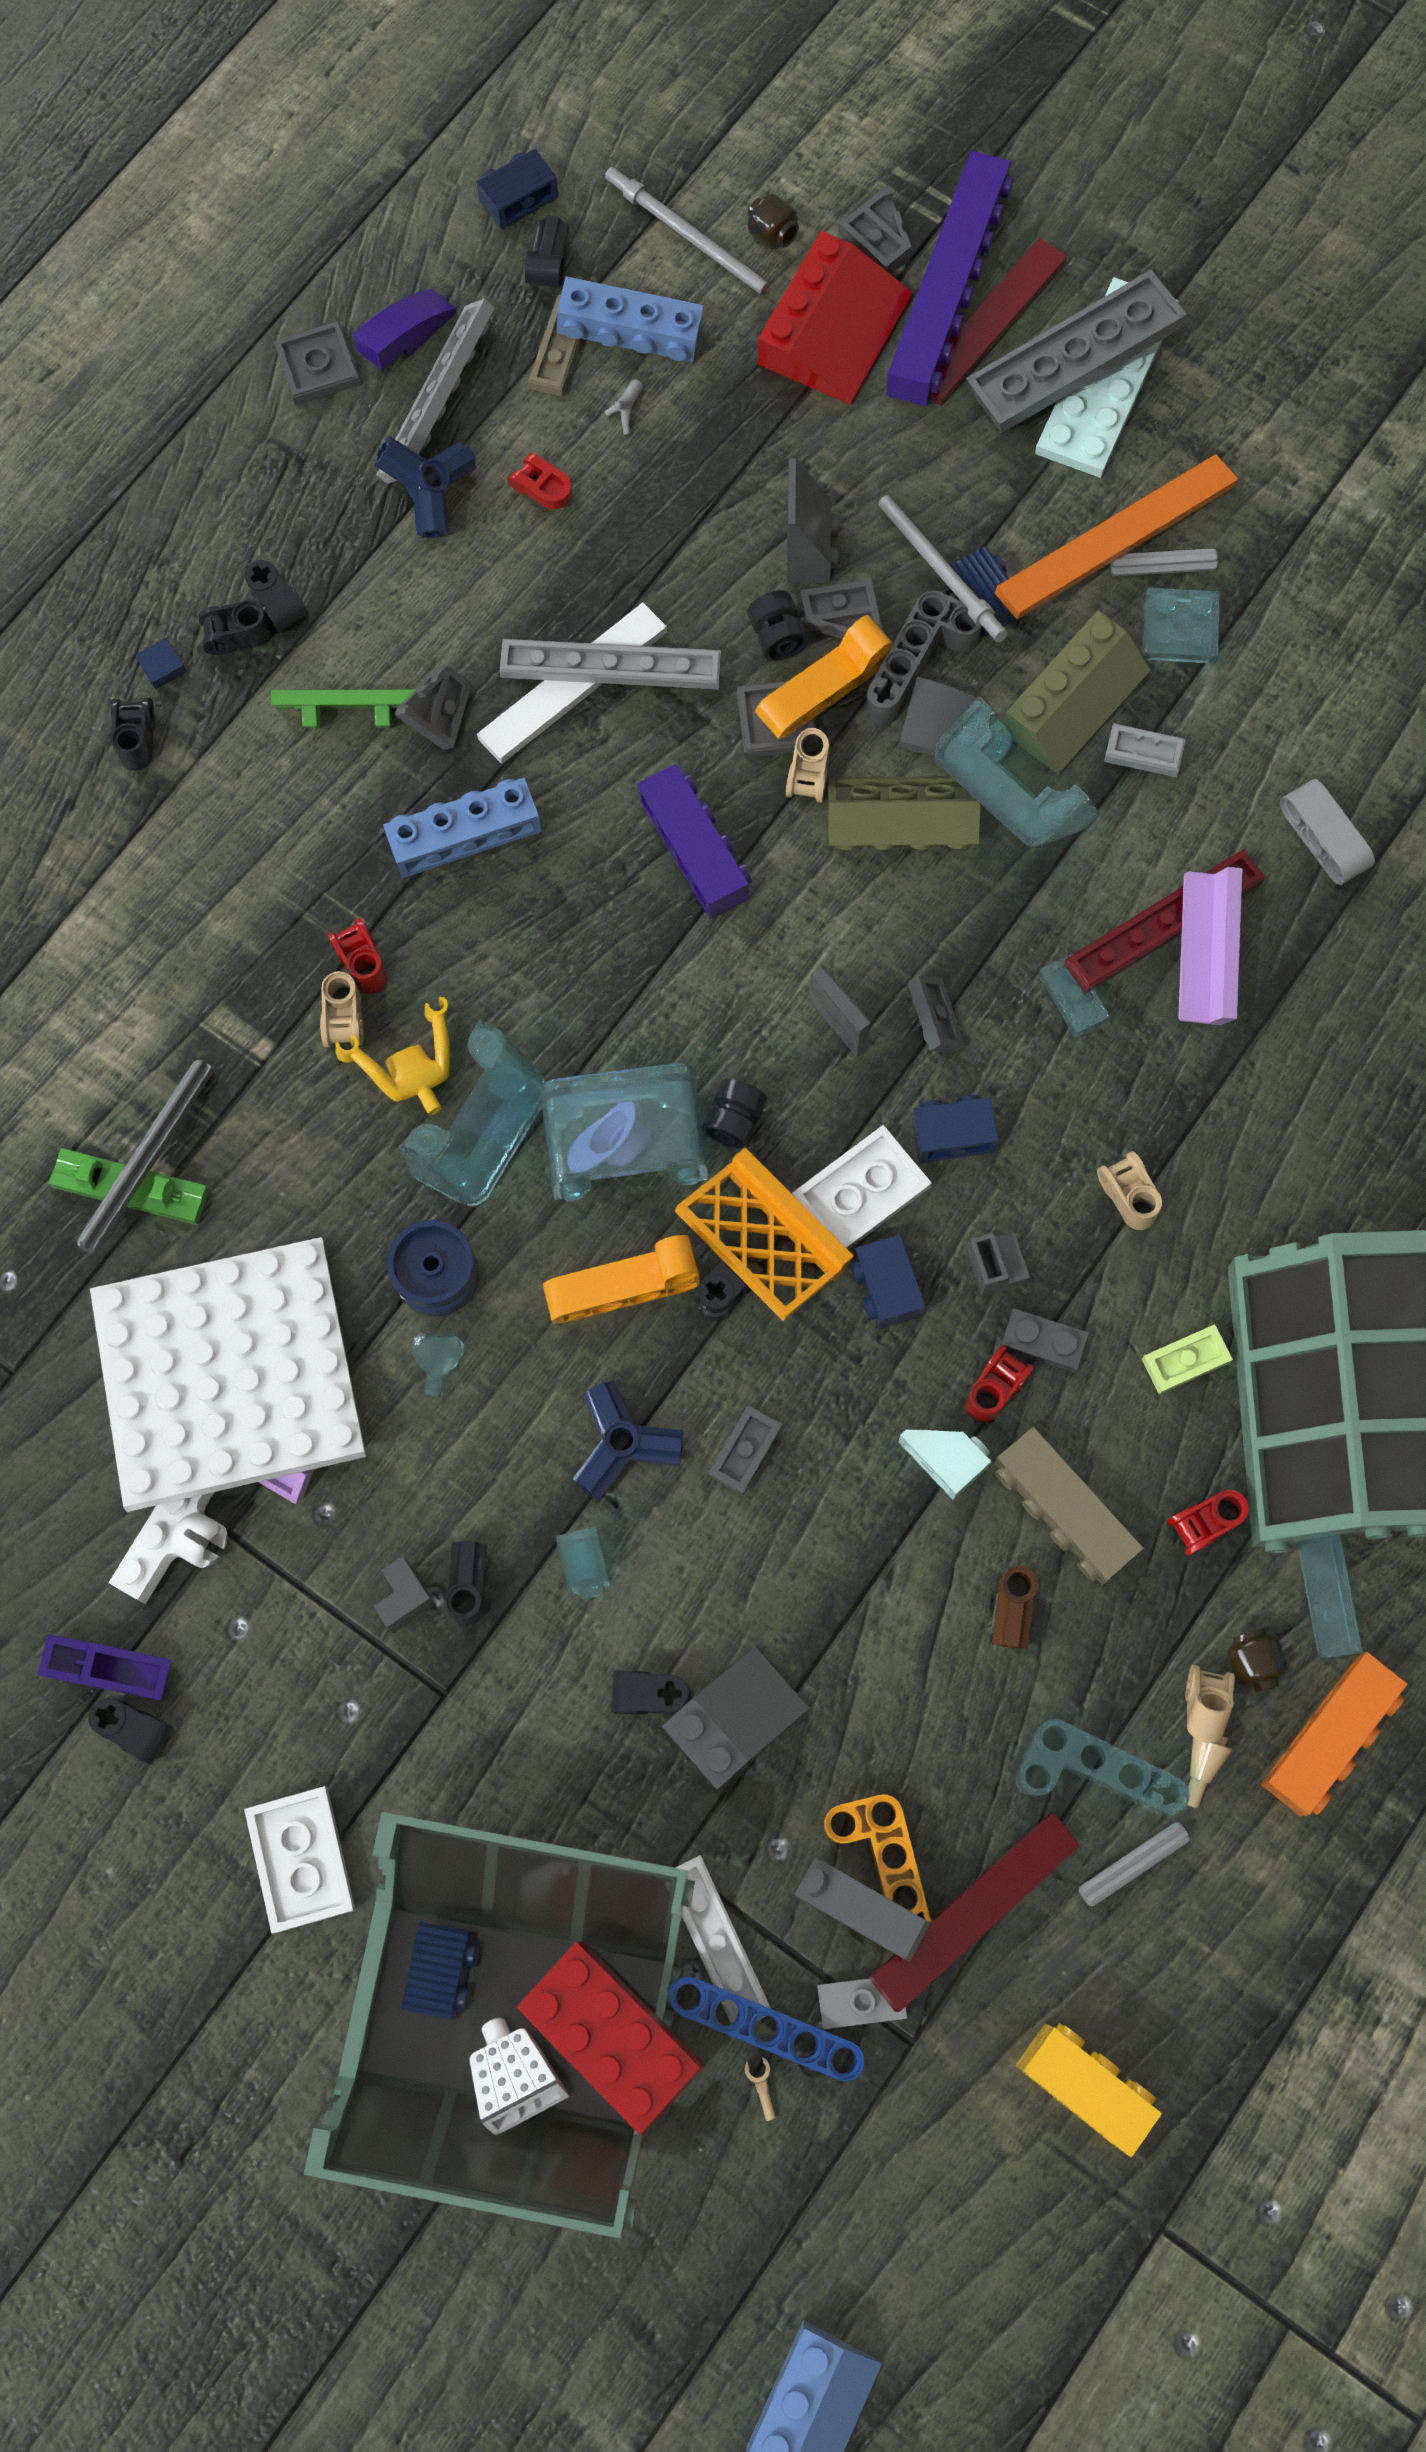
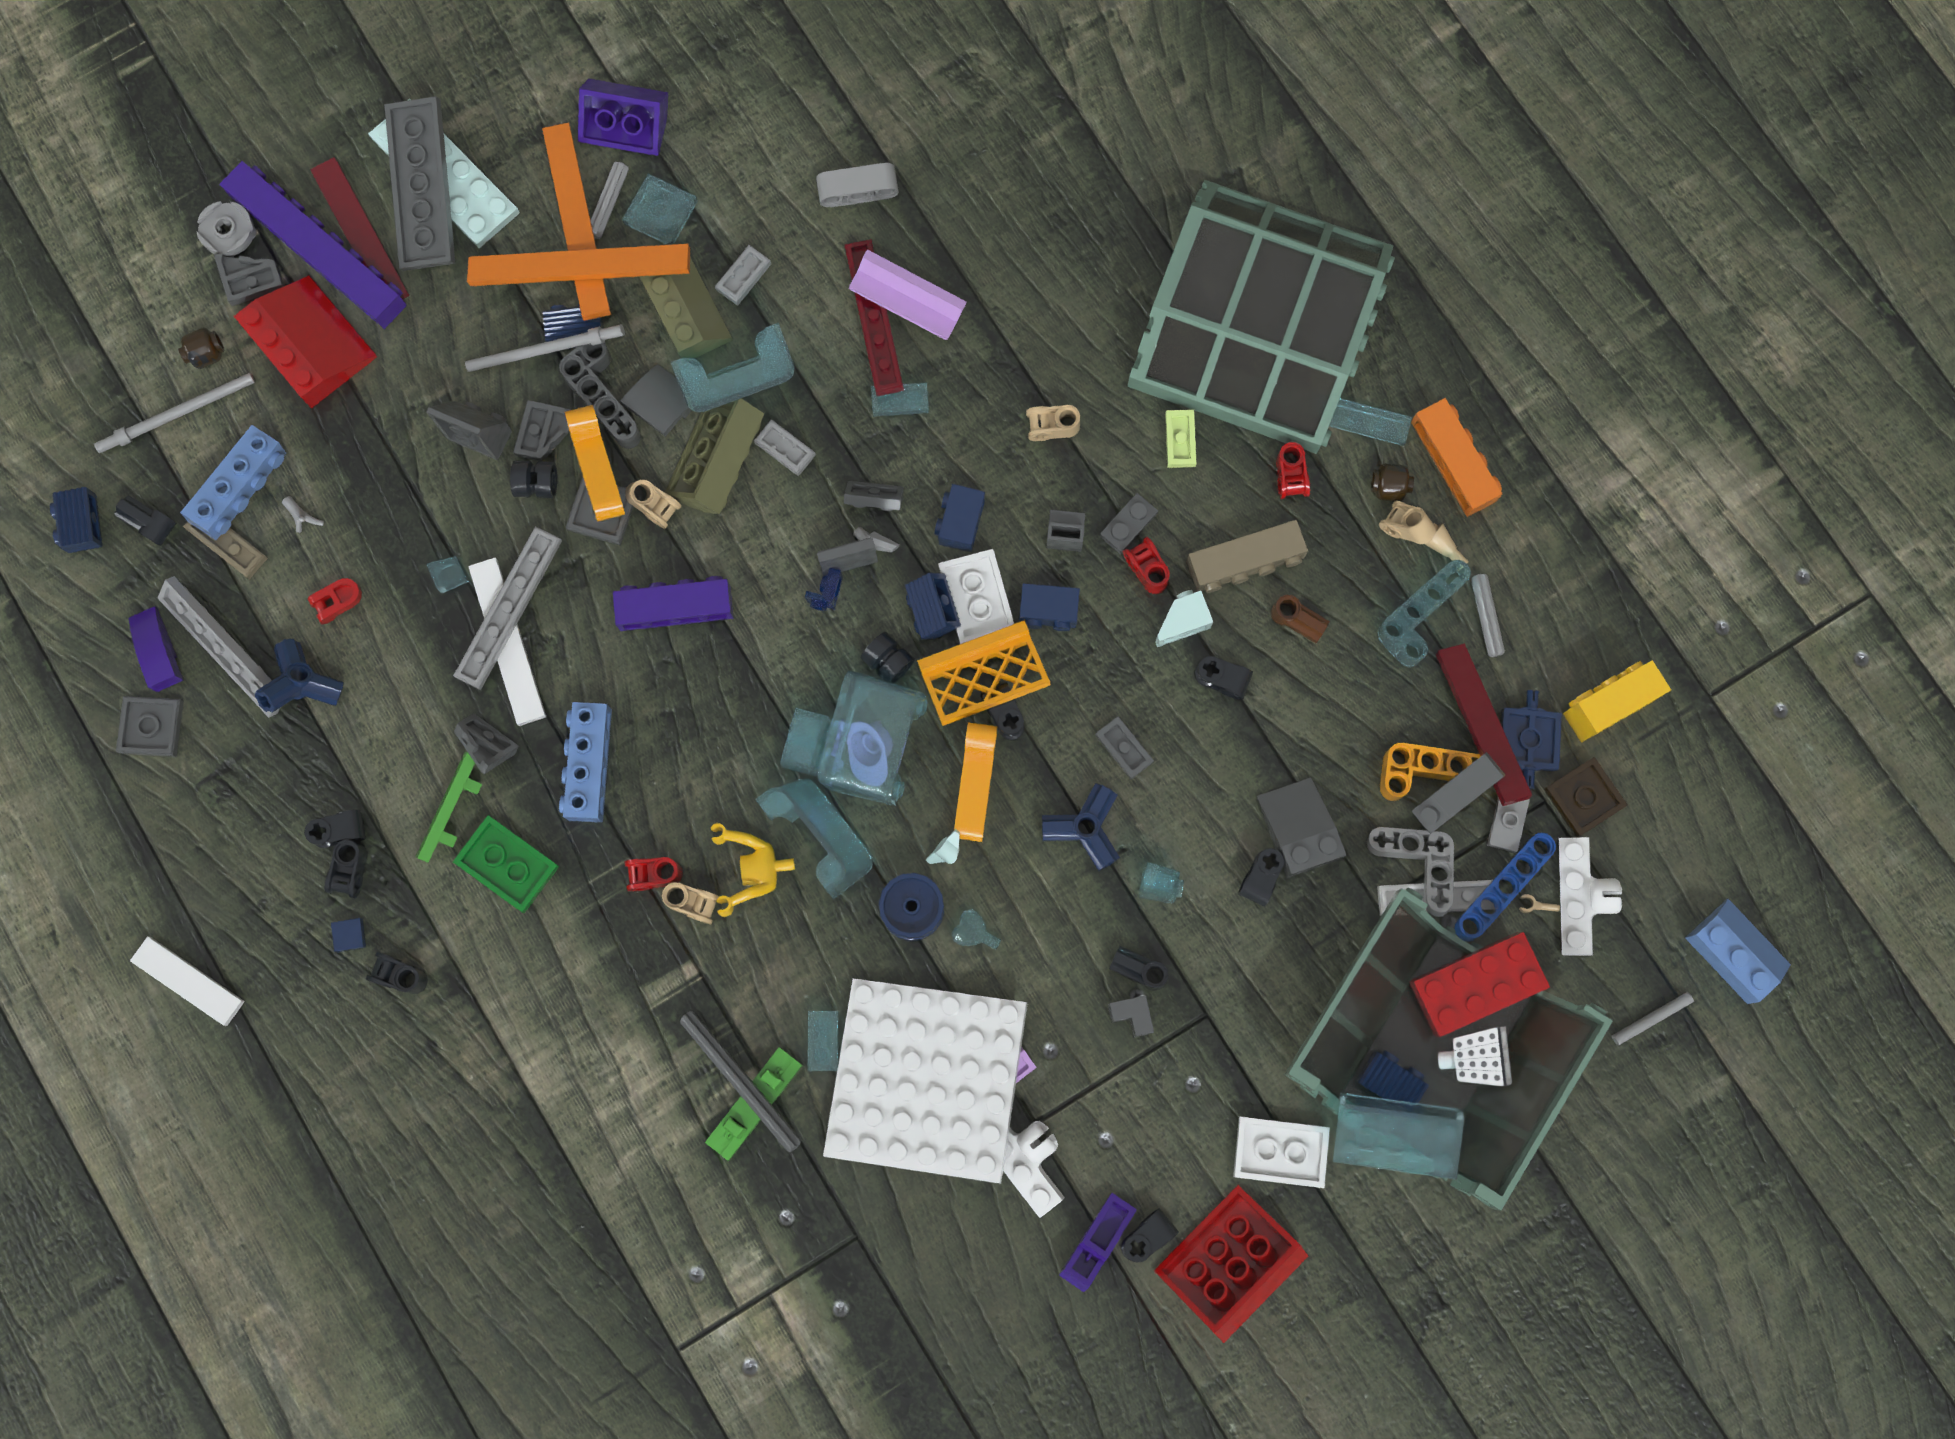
camera: 70 degrees left, 5 degrees up
(45, 523) = (187, 981): none -> white tile
(132, 1849) = (1231, 1263): none -> red slope
(232, 1233) = (823, 1040): none -> clear light blue plate
(306, 792) = (506, 864): none -> green plate
(364, 2000) = (1398, 1136): none -> clear light blue brick
(524, 1284) = (946, 850): none -> light aqua piece
(589, 1054) = (805, 741): none -> clear light blue brick
(623, 584) = (447, 574): none -> clear light blue slope
(670, 2313) = (1652, 1018): none -> light grey bar
(765, 1914) = (1432, 859): none -> light grey beam
(790, 1014) = (830, 587): none -> clear blue bracket
(798, 2144) = (1582, 896): none -> white plate
(824, 1139) = (932, 606): none -> dark blue brick
(880, 1041) = (881, 542): none -> light grey bar
(893, 1547) = (1226, 678): none -> black piece
(922, 202) = (236, 239): none -> light grey plate
(938, 2098) = (1585, 797): none -> dark brown plate
(948, 887) = (784, 447): none -> light grey plate
(988, 1989) = (1533, 737): none -> dark blue plate
(1060, 558) = (579, 265): none -> orange tile
(1276, 532) = (622, 116): none -> dark purple slope

